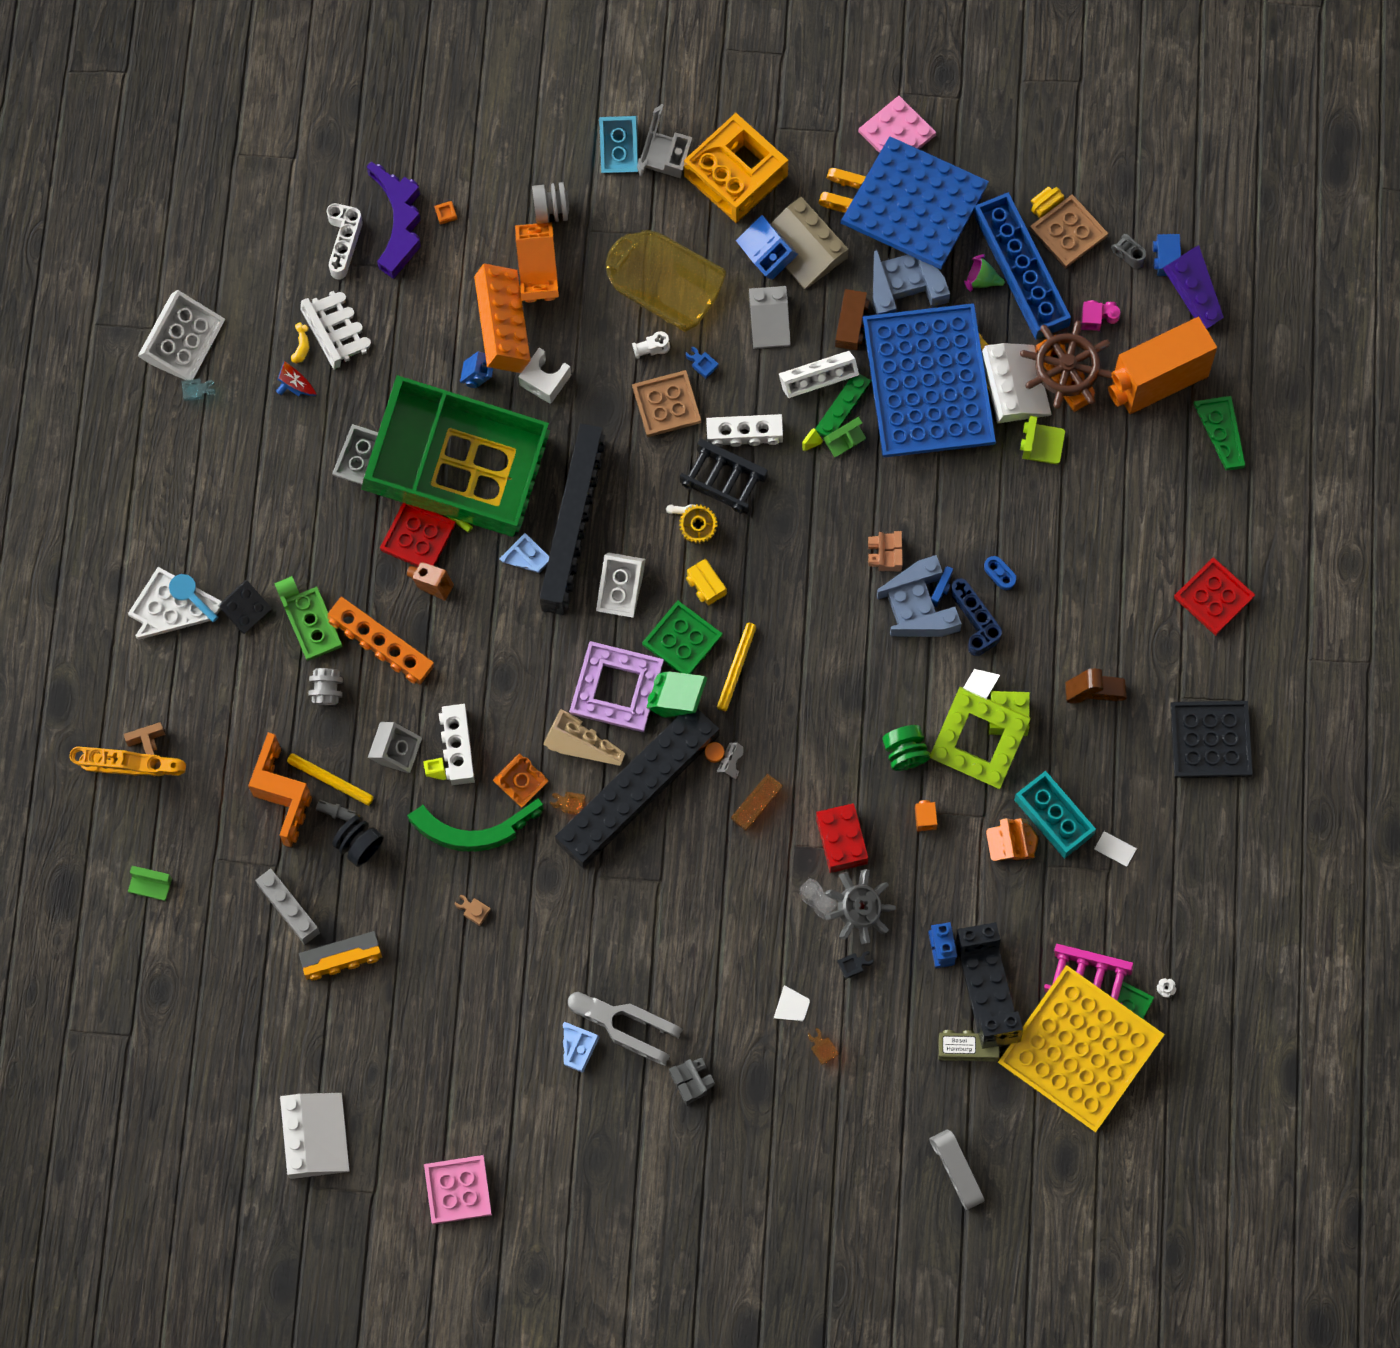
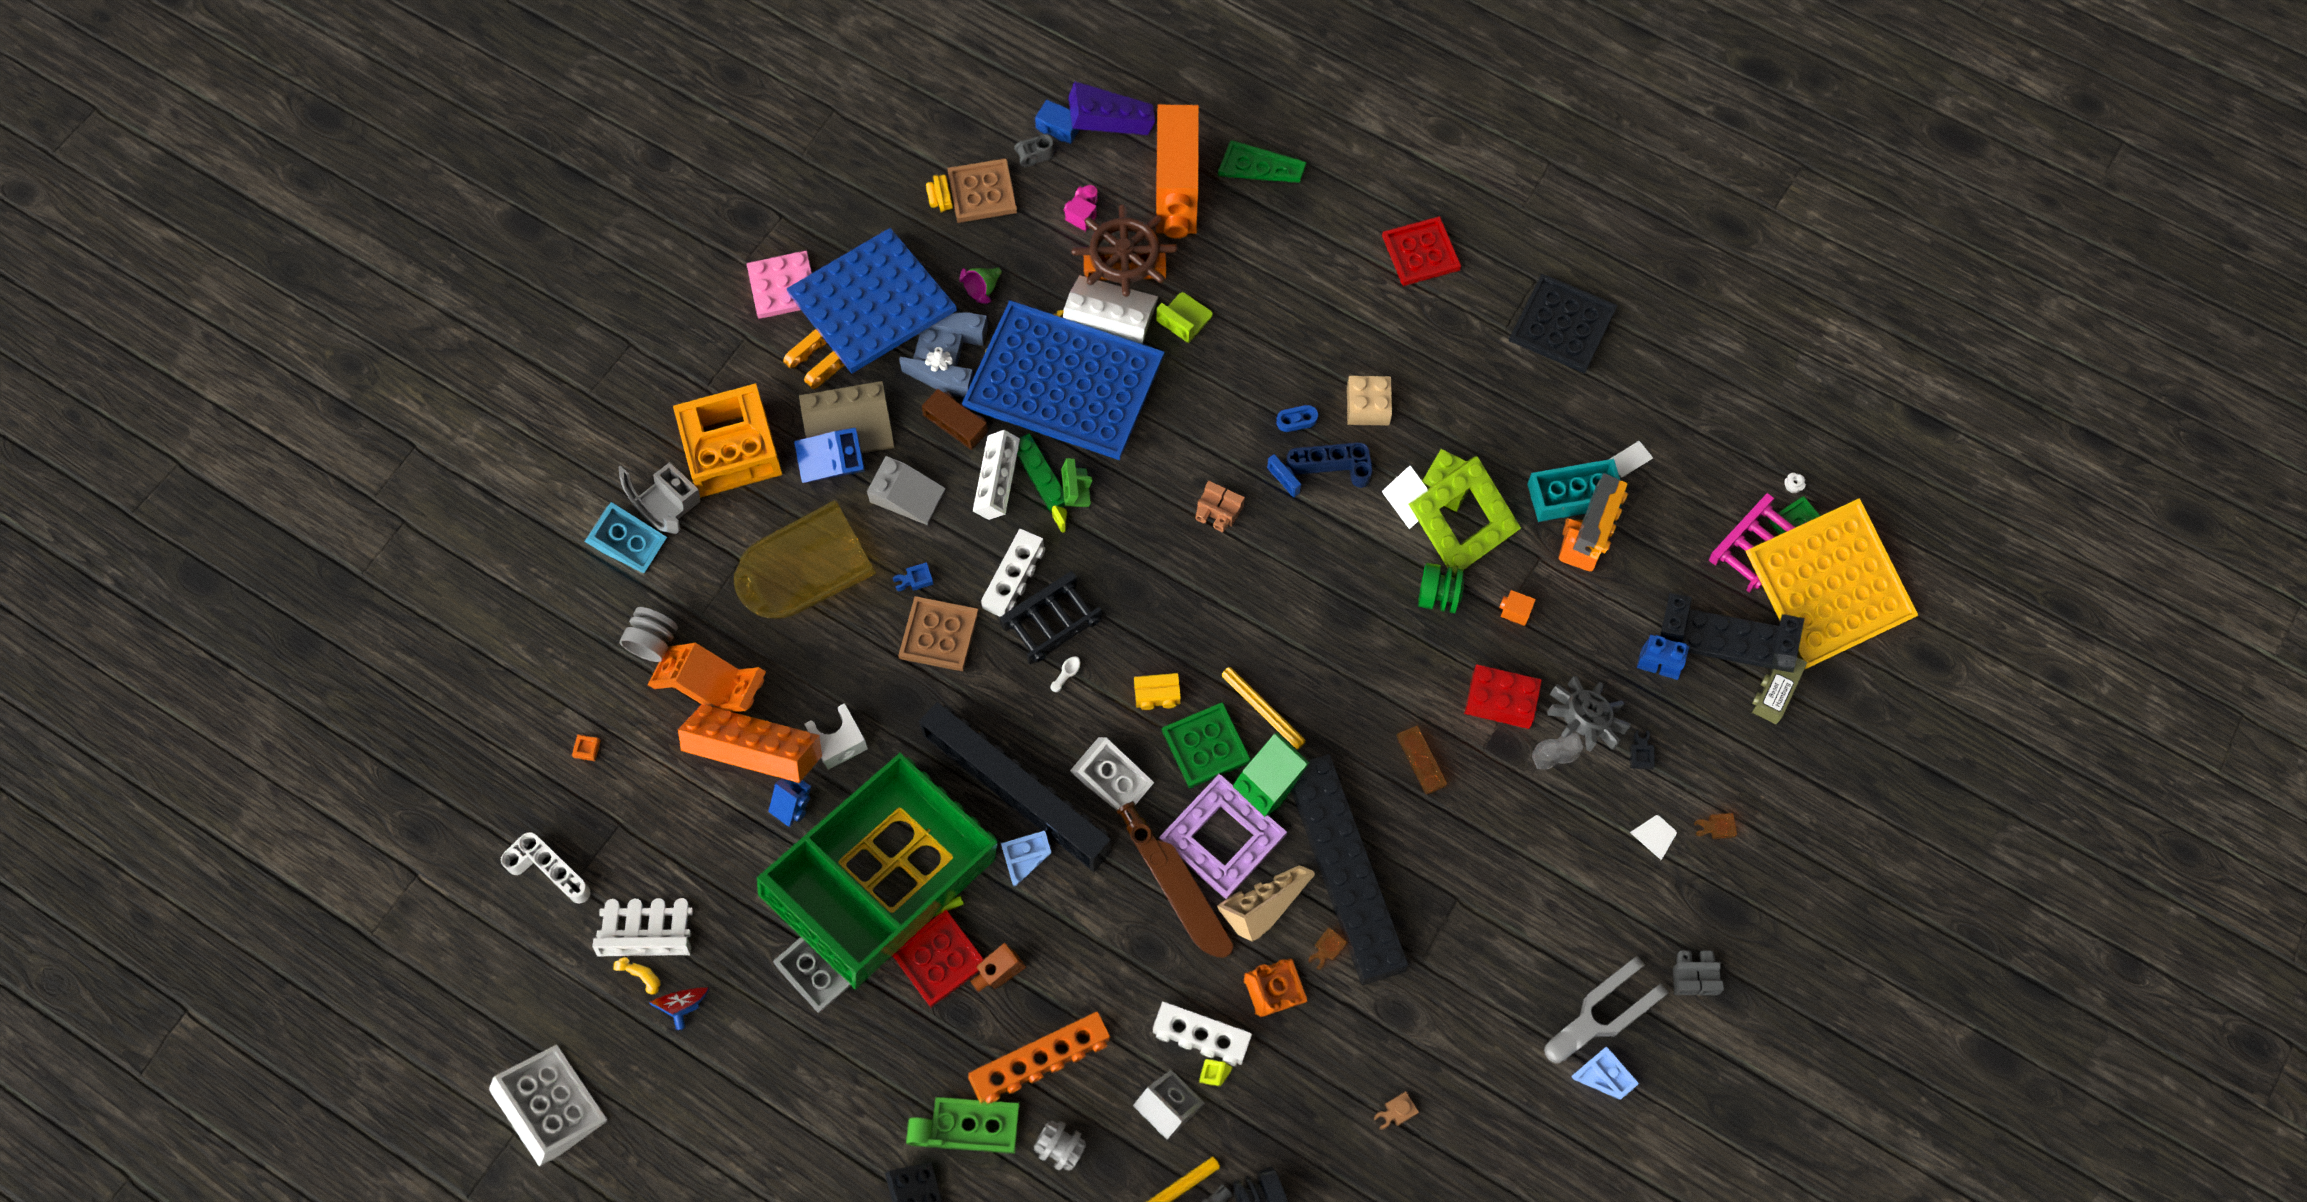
camera: 65 degrees left, 5 degrees down
(193, 389) = (620, 1121): clear light blue plate -> none
(402, 243) = (565, 790): dark purple arch -> none
(472, 840) = (1288, 1107): green arch -> none
(561, 672) = (1178, 887): none -> reddish brown piece
(652, 345) = (867, 616): white connector -> none
(689, 518) = (1086, 675): yellow brick -> none
(714, 752) = (1346, 774): orange tile -> none
(731, 768) = (1373, 767): light grey piece -> none
(889, 279) = (938, 359): none -> white plant
(913, 604) = (1288, 510): sand blue wedge -> none
(957, 1168) = (1904, 758): light grey beam -> none
(1021, 265) = (994, 243): blue brick -> none
(1028, 836) = (1600, 516): none -> piece
(1046, 619) = (1369, 400): none -> tan brick
(1093, 685) = (1462, 393): reddish brown beam -> none

